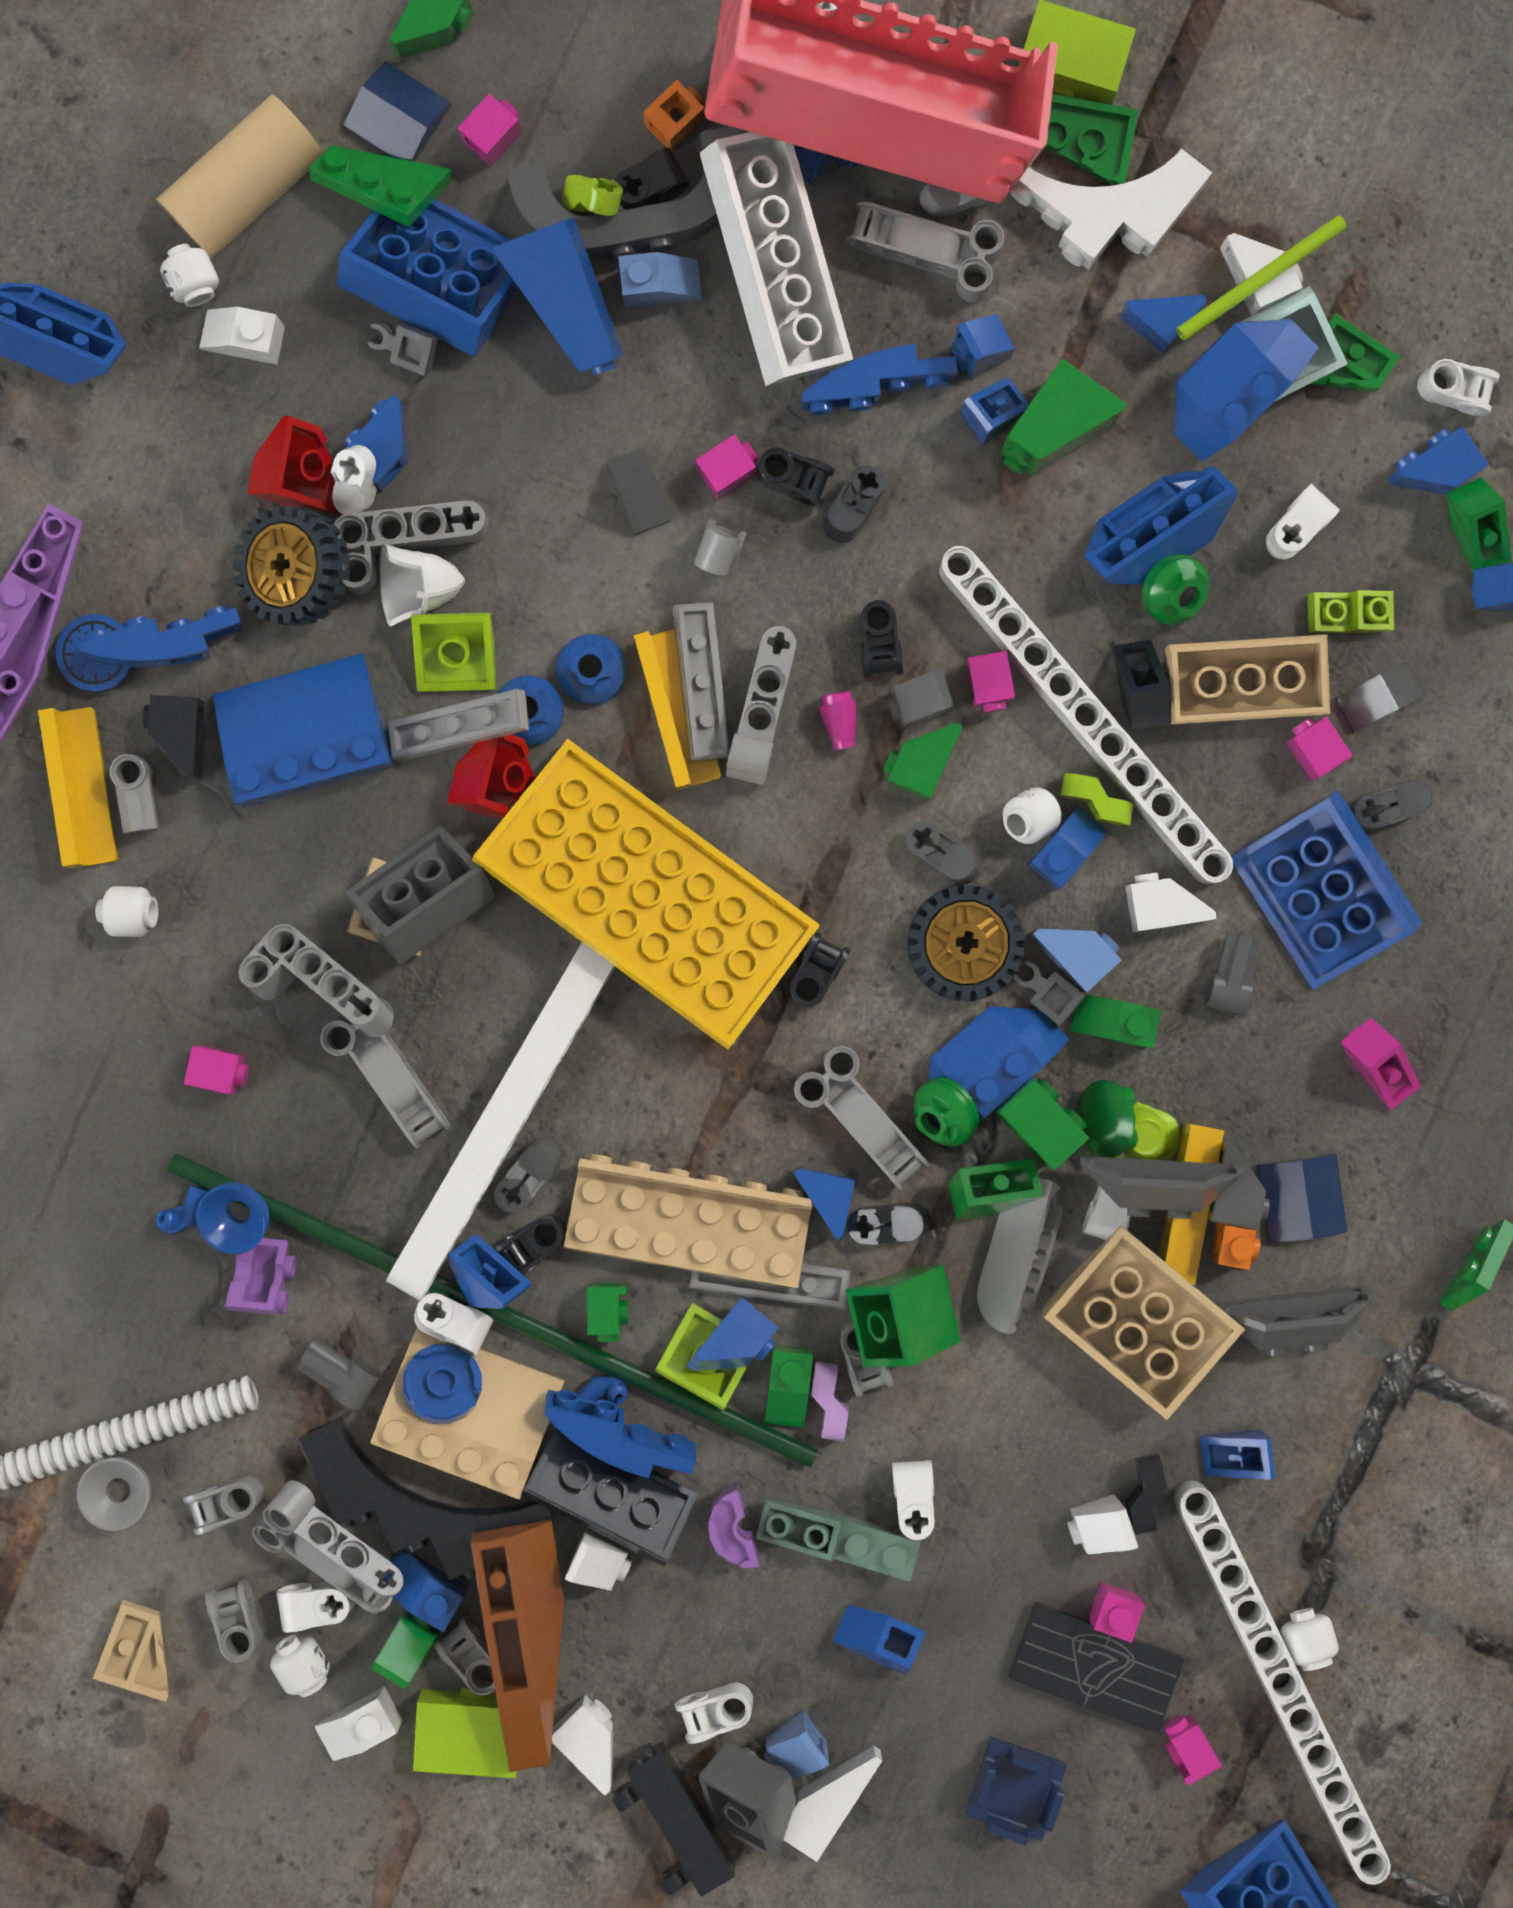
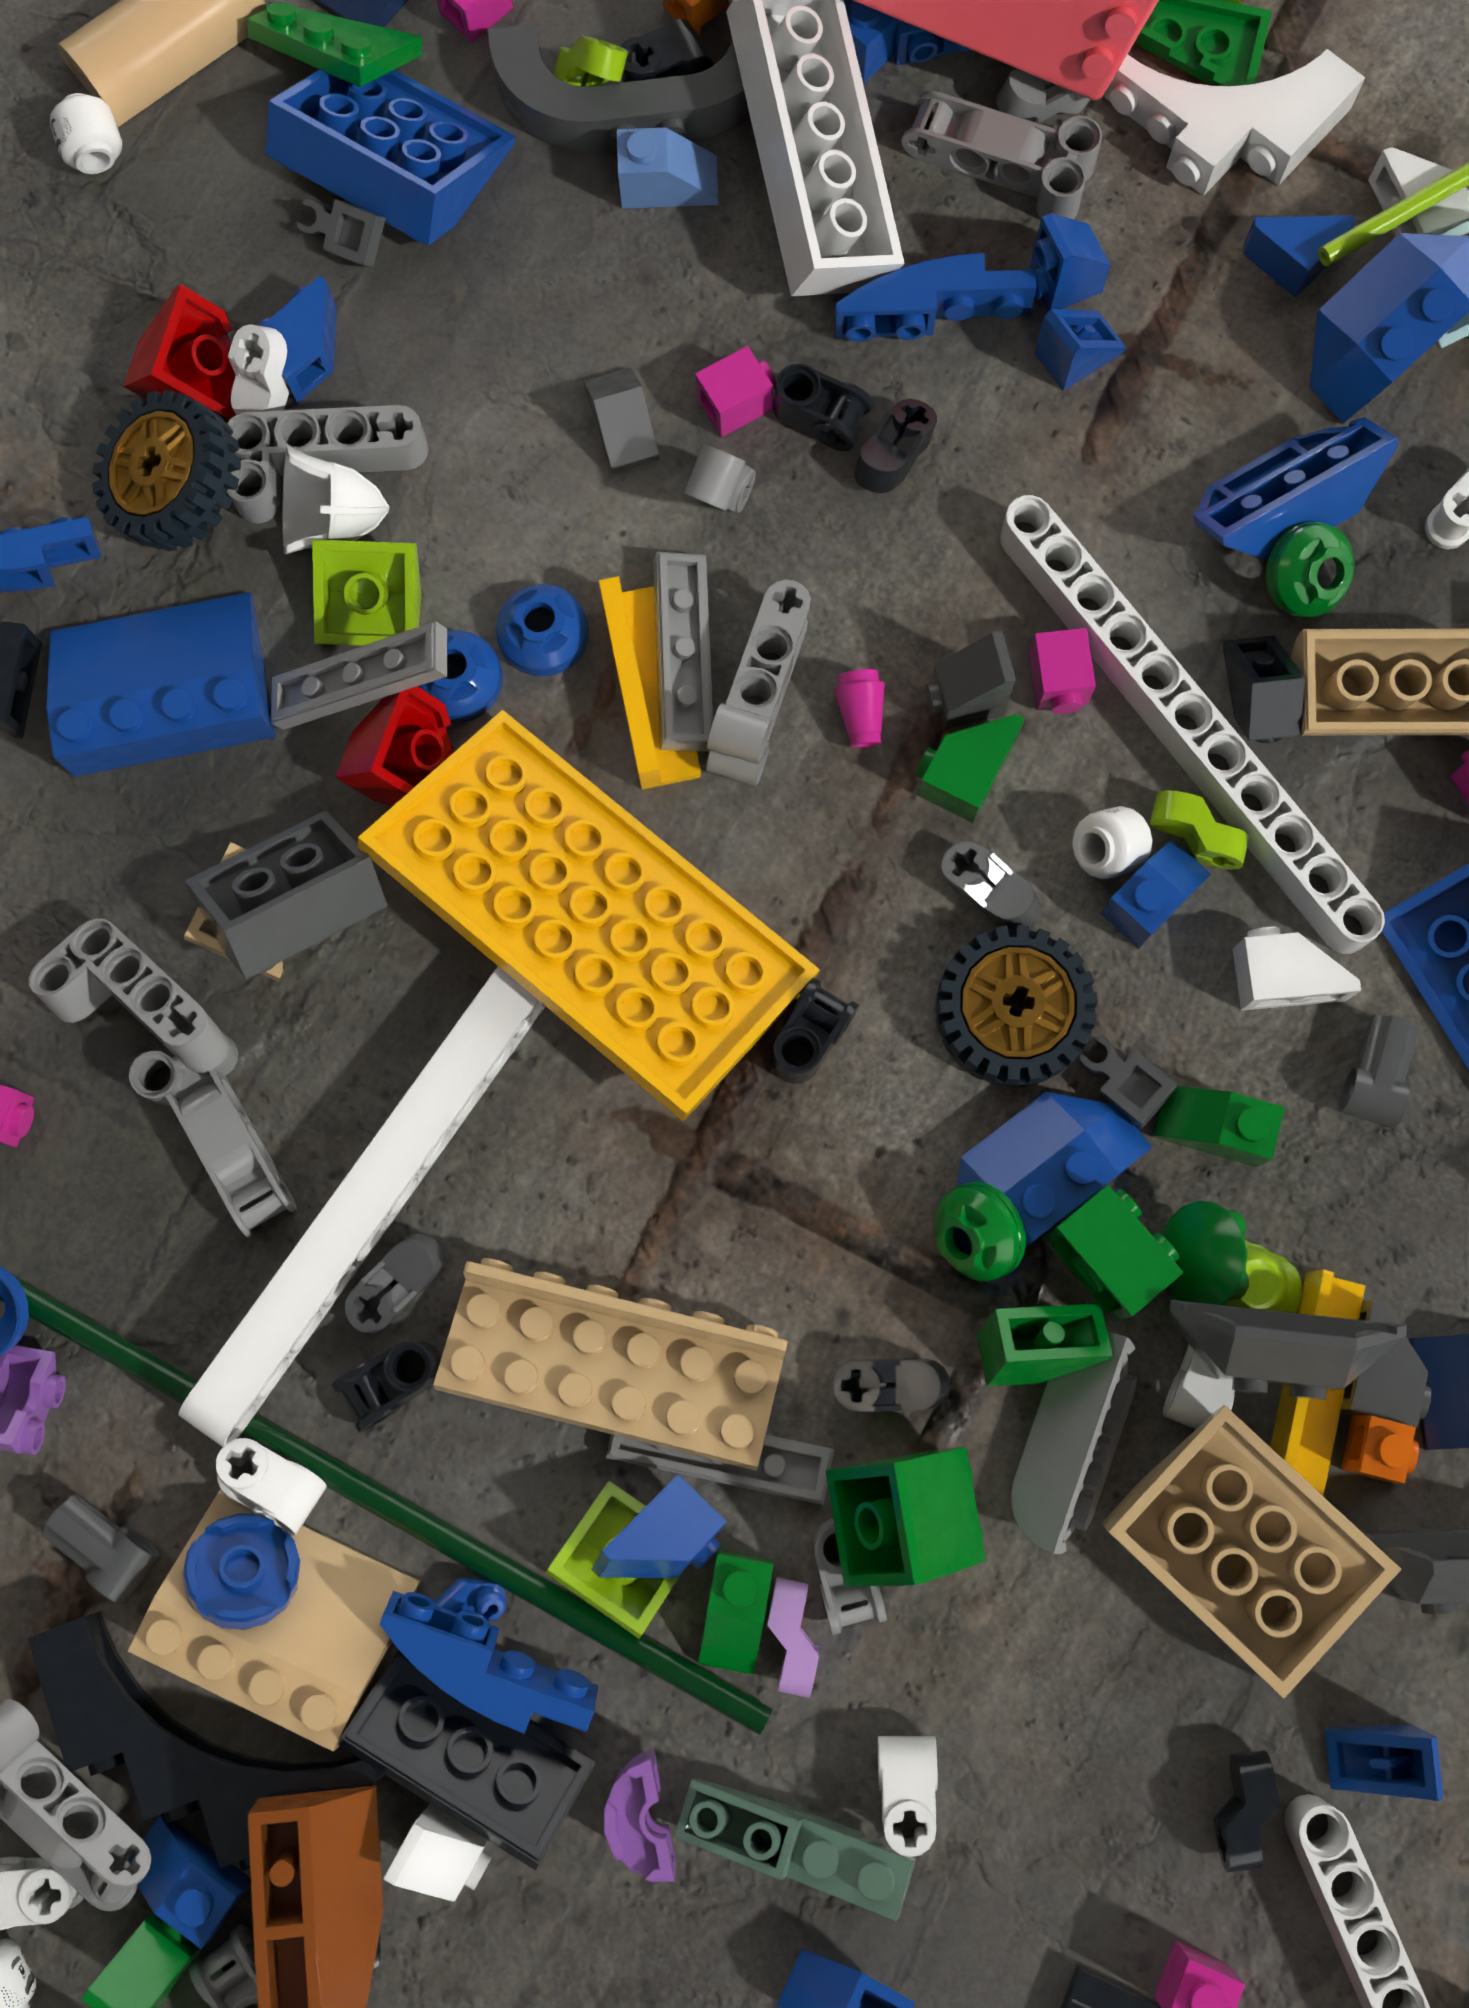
camera: 10 degrees right, 10 degrees down
(243, 334) = (147, 205): white slope -> none
(485, 1275) = (319, 1416): blue slope -> none
(563, 290) = (542, 158): blue slope -> none
(606, 1310) = (486, 1482): green brick -> none
(829, 1194) = (810, 1338): blue slope -> none
(863, 1118) = (864, 1234): light grey piece -> none
(880, 642) = (920, 618): black piece -> none
(1060, 420) = (1168, 351): green slope -> none
(1079, 954) = (1167, 1028): medium blue slope -> none
(1102, 1526) = (1184, 1856): white slope -> none

